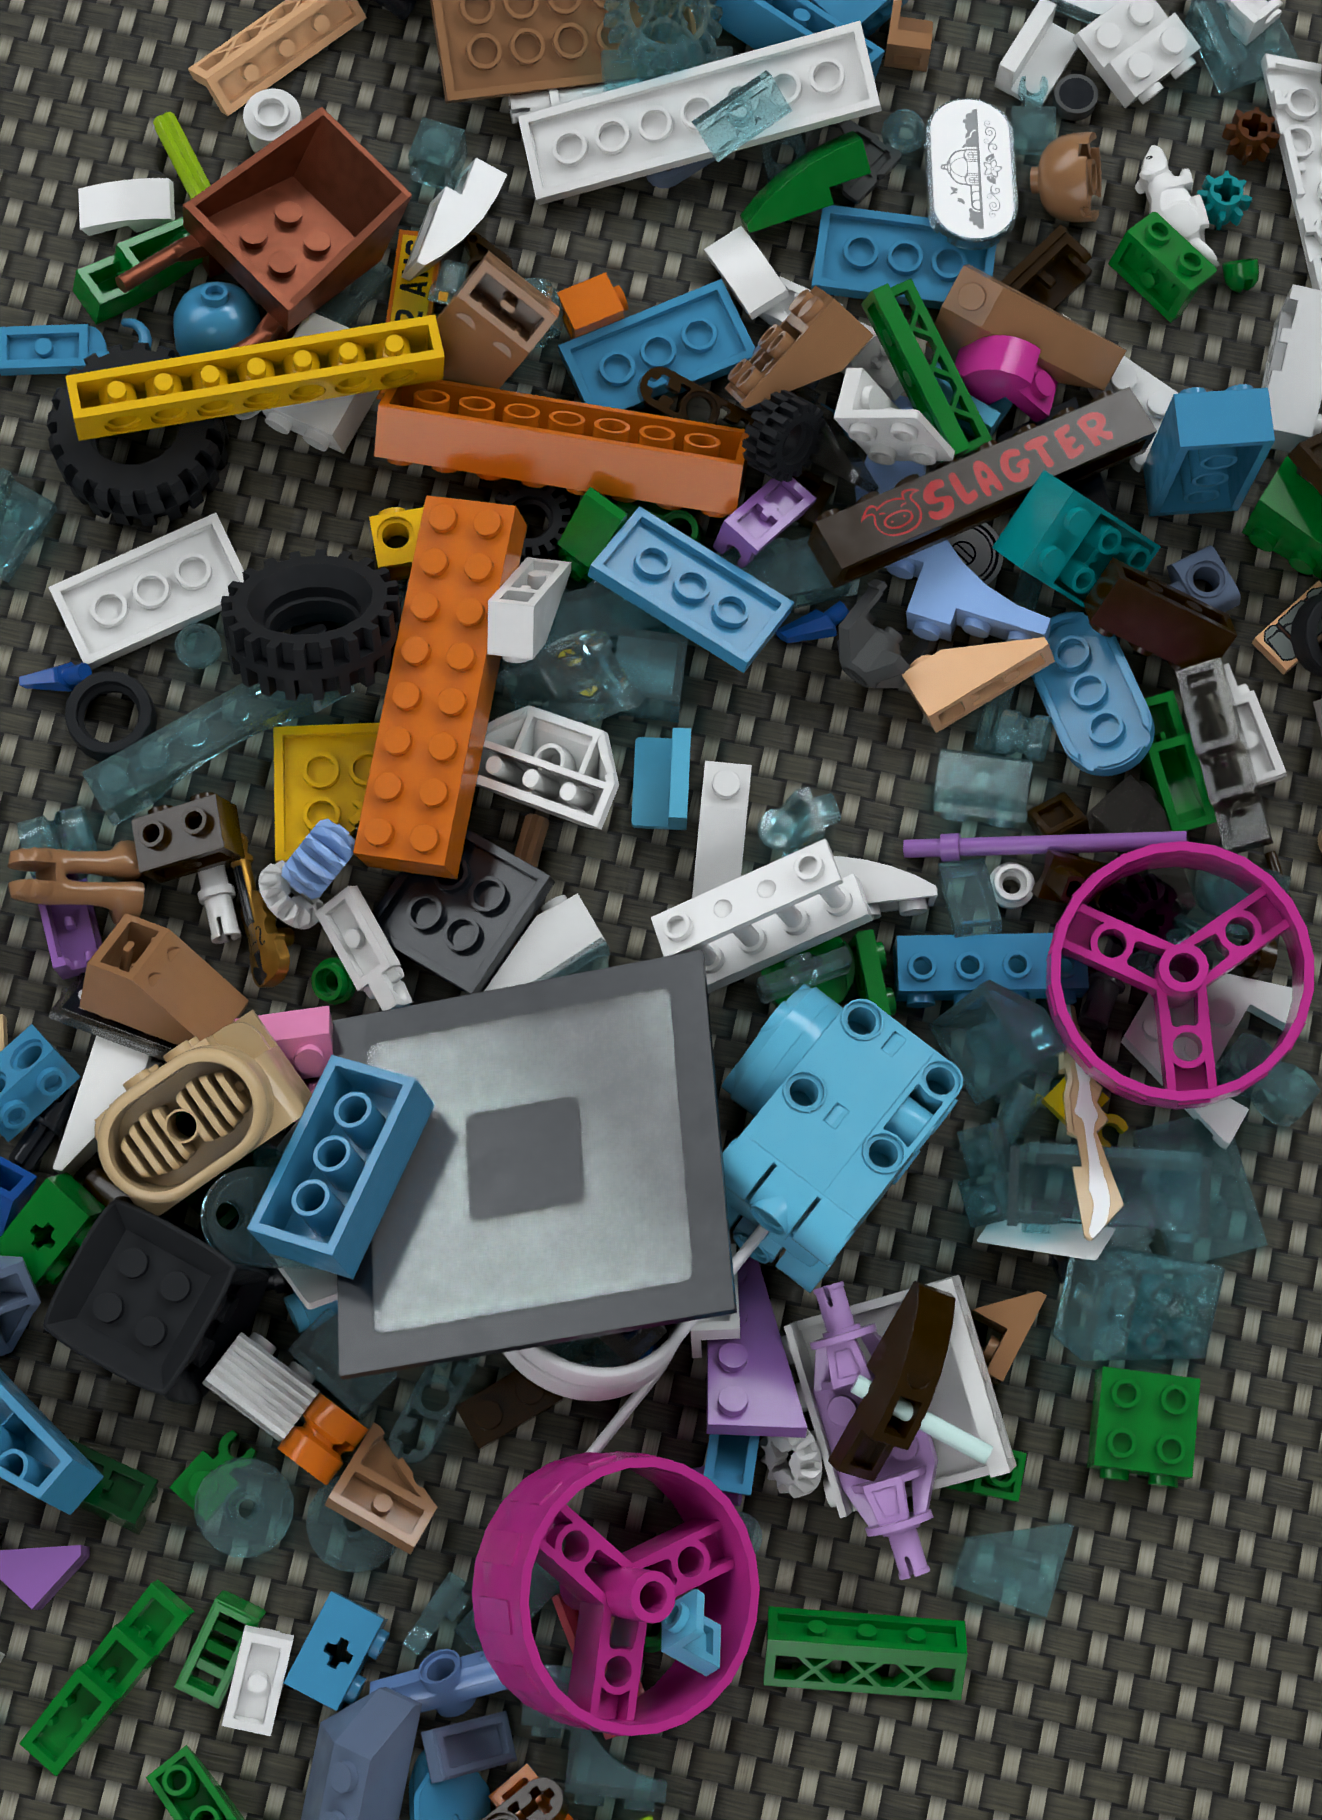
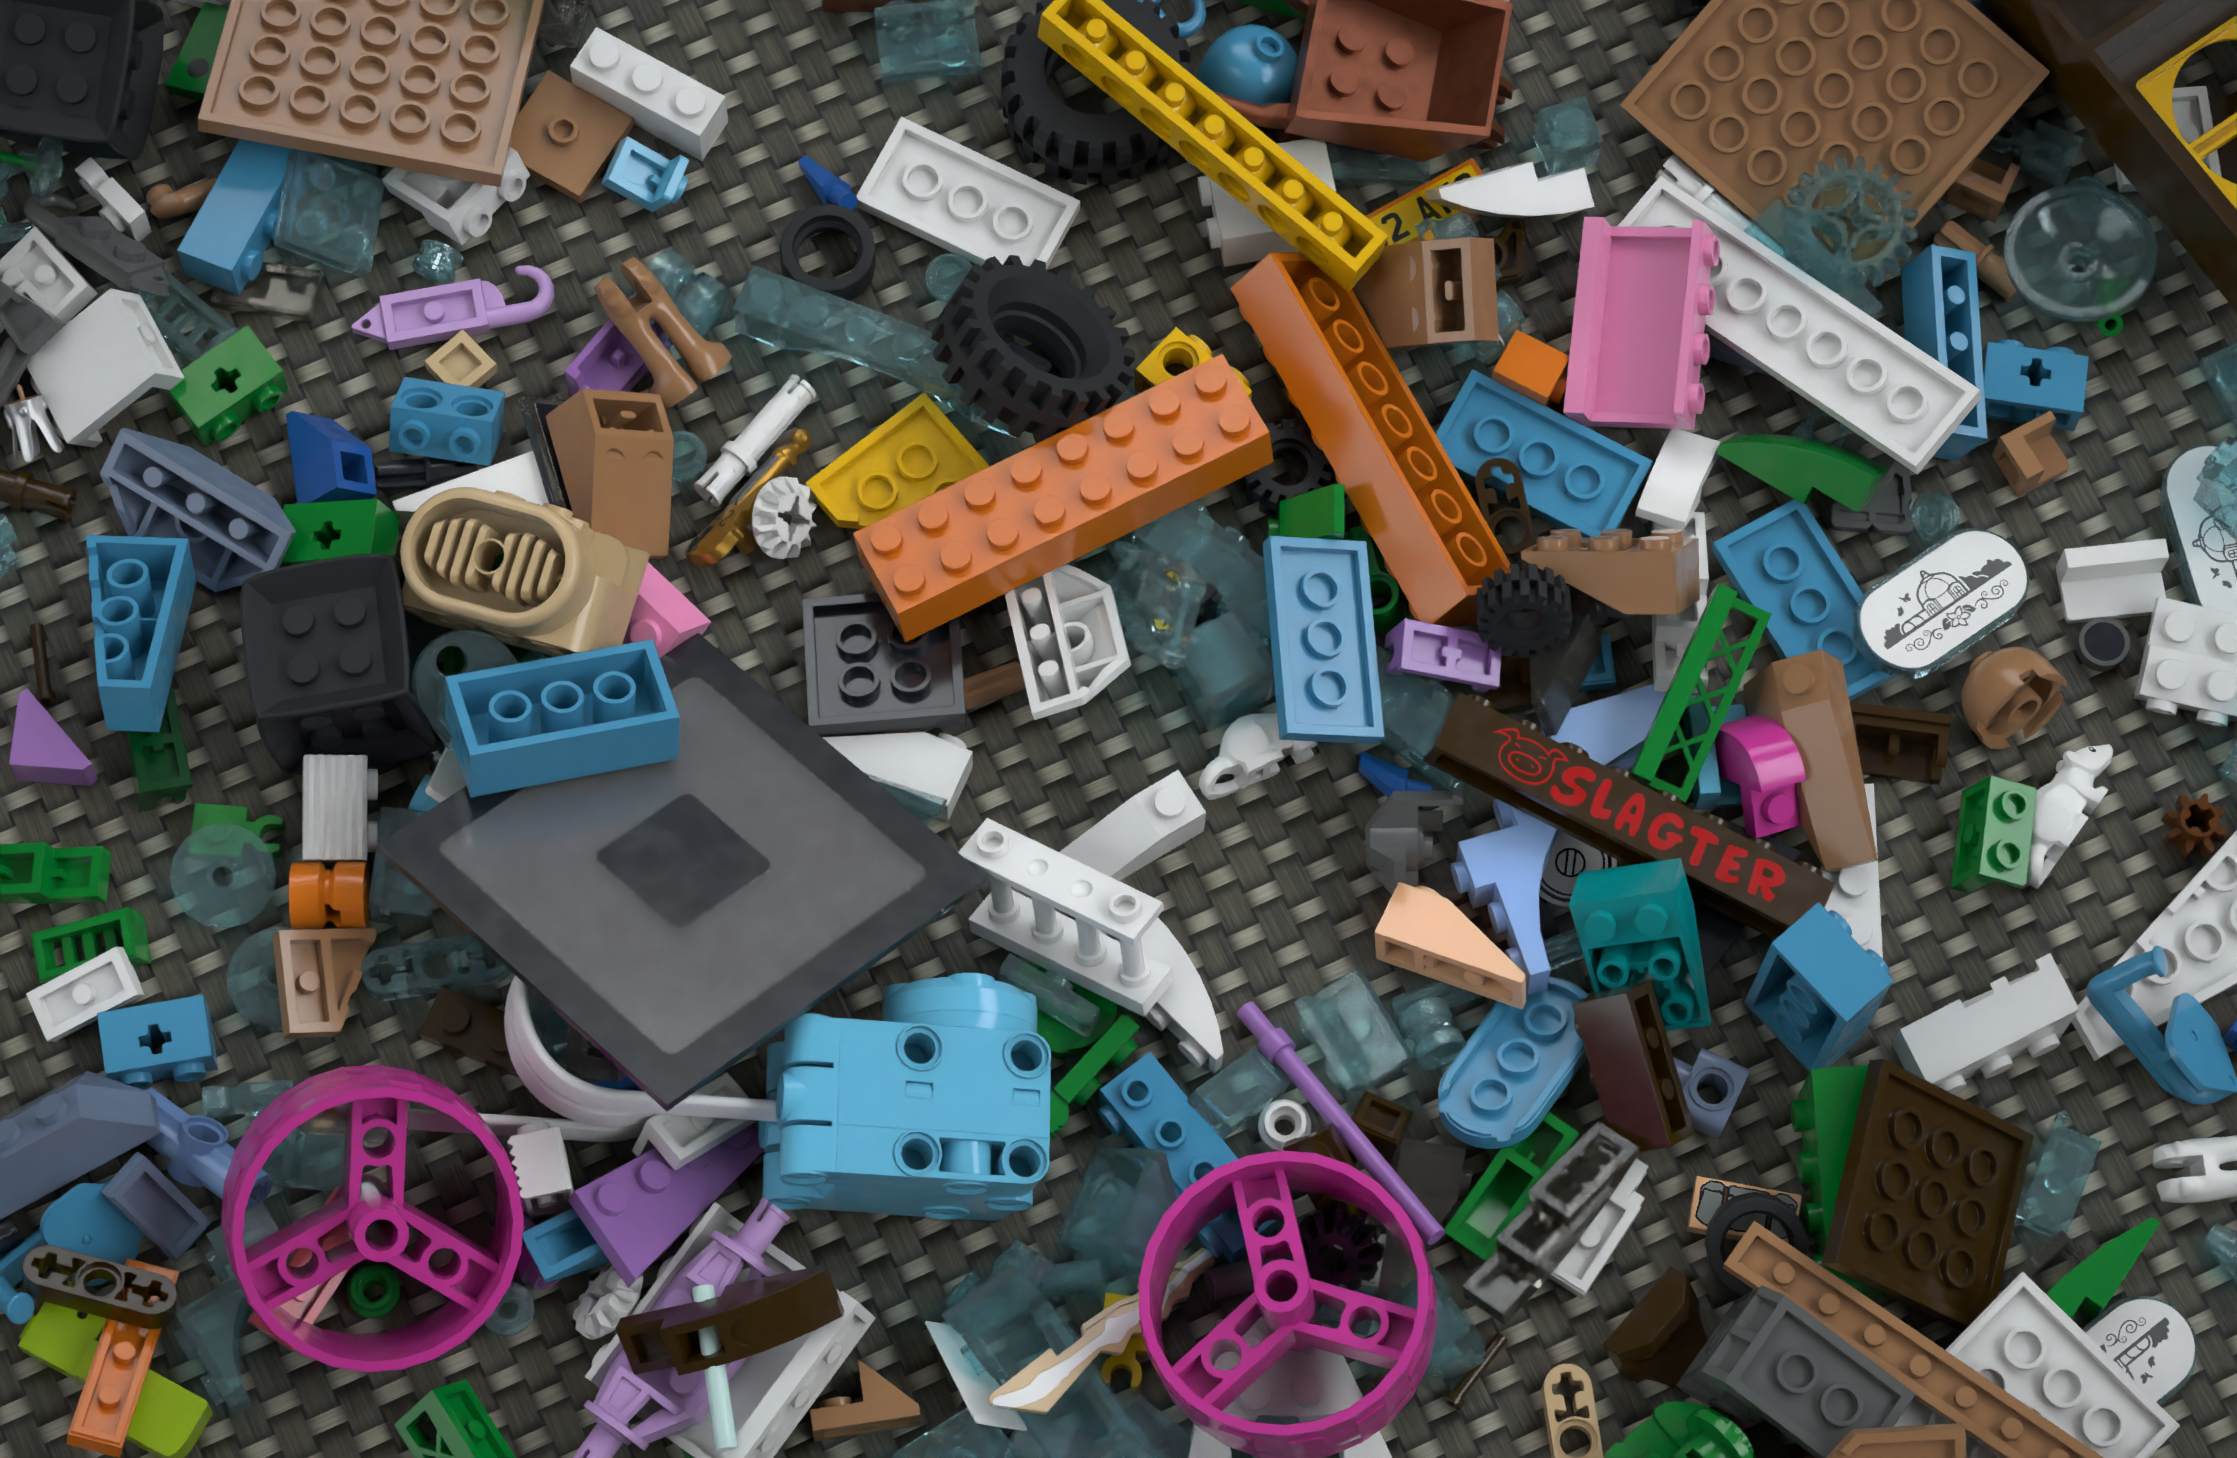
camera: 50 degrees right, 5 degrees down
(186, 927) = (688, 456): none -> clear light blue plate
(187, 837) = (764, 393): dark brown brick -> none
(319, 859) = (828, 511): light blue gear -> none
(325, 985) = (737, 611): green plate -> none
(364, 948) = (782, 612): white hinge -> none
(525, 609) = (1190, 512): white slope -> none
(621, 207) = (1640, 325): none -> bright pink panel
(660, 1432) = (541, 1169): none -> white brick
(661, 781) = (1140, 755): medium azure panel -> none
(691, 1635) = (380, 1306): medium azure bracket -> none
(721, 701) = (1251, 754): none -> white animal
(742, 115) = (1804, 357): clear light blue plate -> none
(798, 821) = (1187, 891): clear light blue hips -> none
(883, 428) = (1609, 683): white bracket -> none
(1032, 123) = (2042, 624): clear light blue plate -> none
(1227, 189) = (2107, 859): teal gear -> none
(1241, 274) = (2051, 912): green hinge -> none

